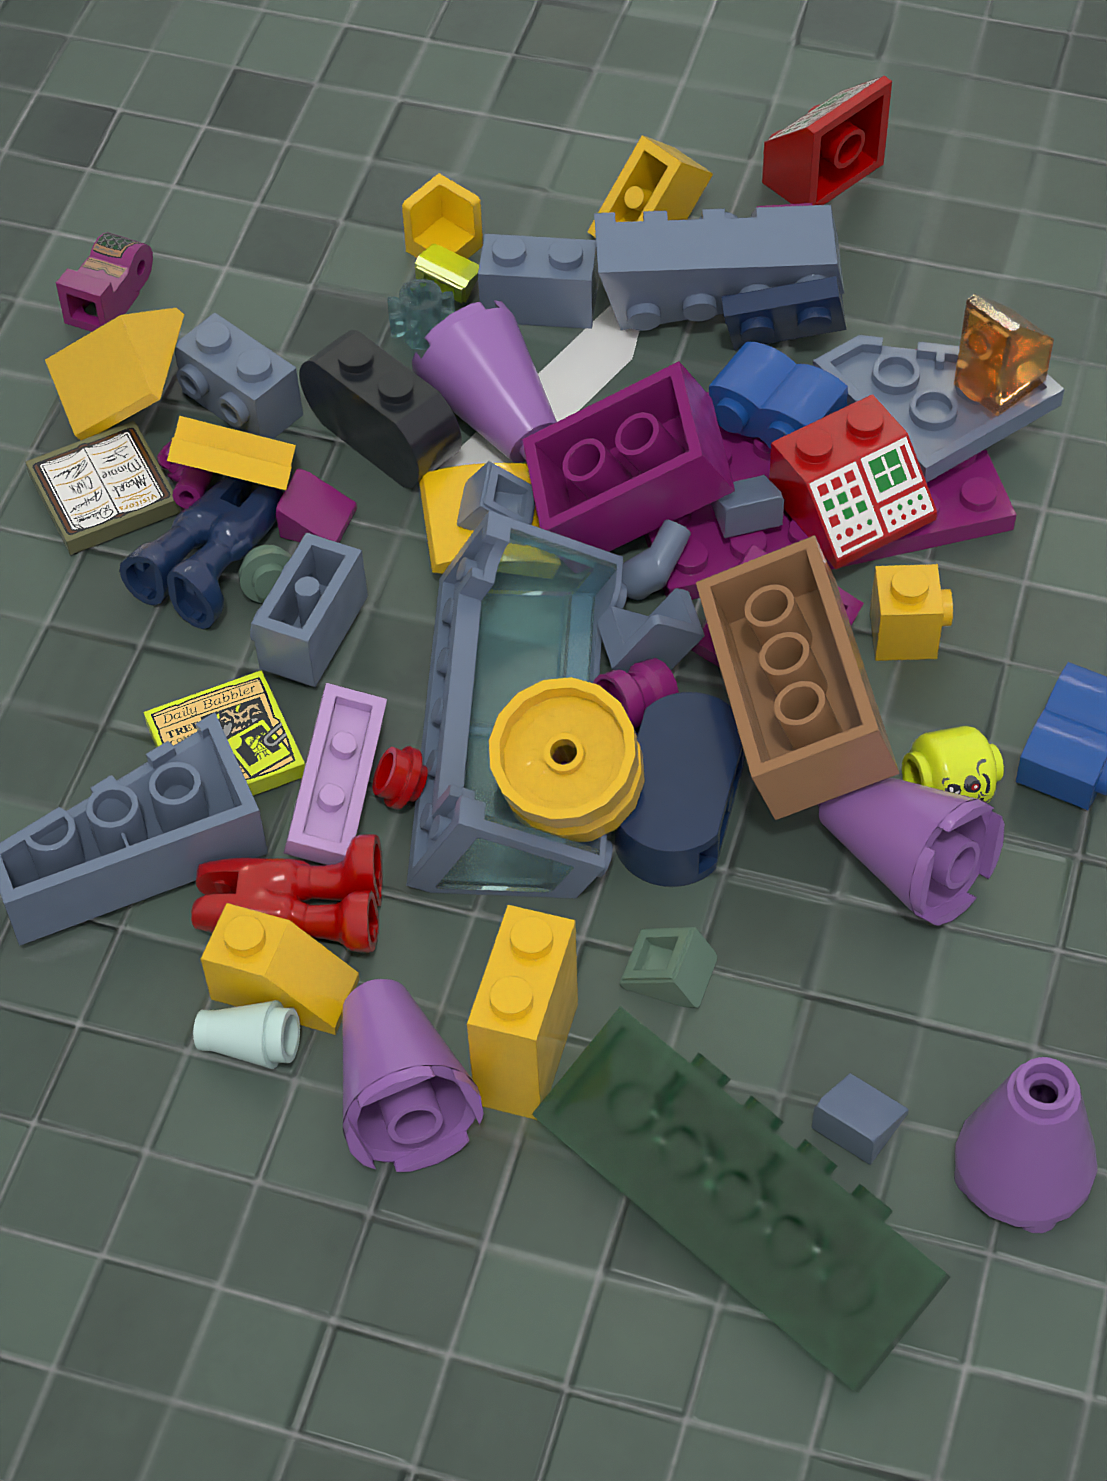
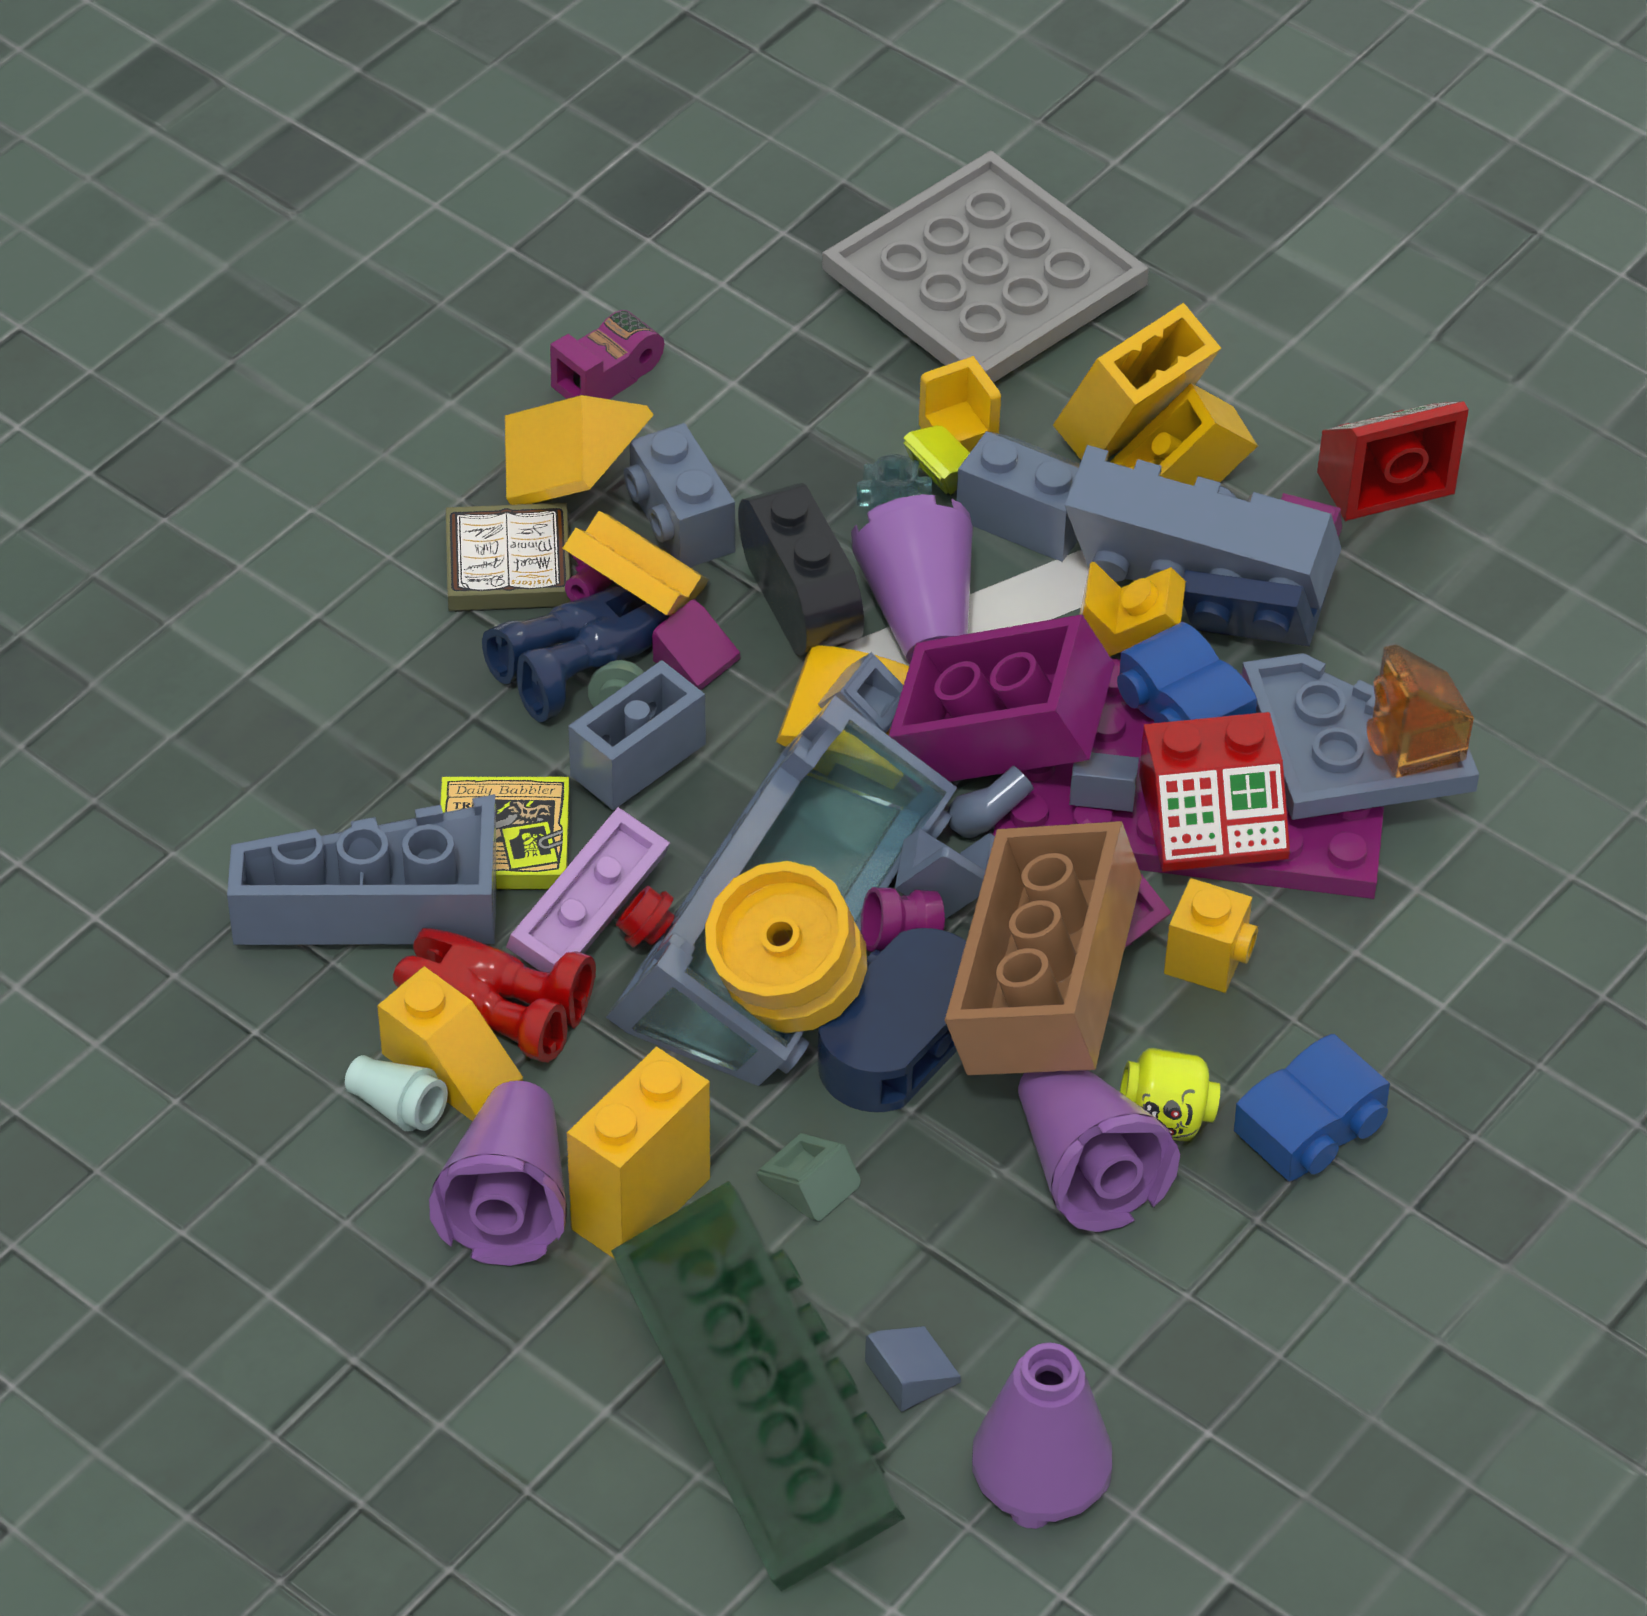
camera: 20 degrees right, 5 degrees down
(397, 100) = (985, 268): none -> light grey plate
(594, 153) = (1136, 382): none -> yellow brick
(699, 342) = (1132, 612): none -> yellow slope

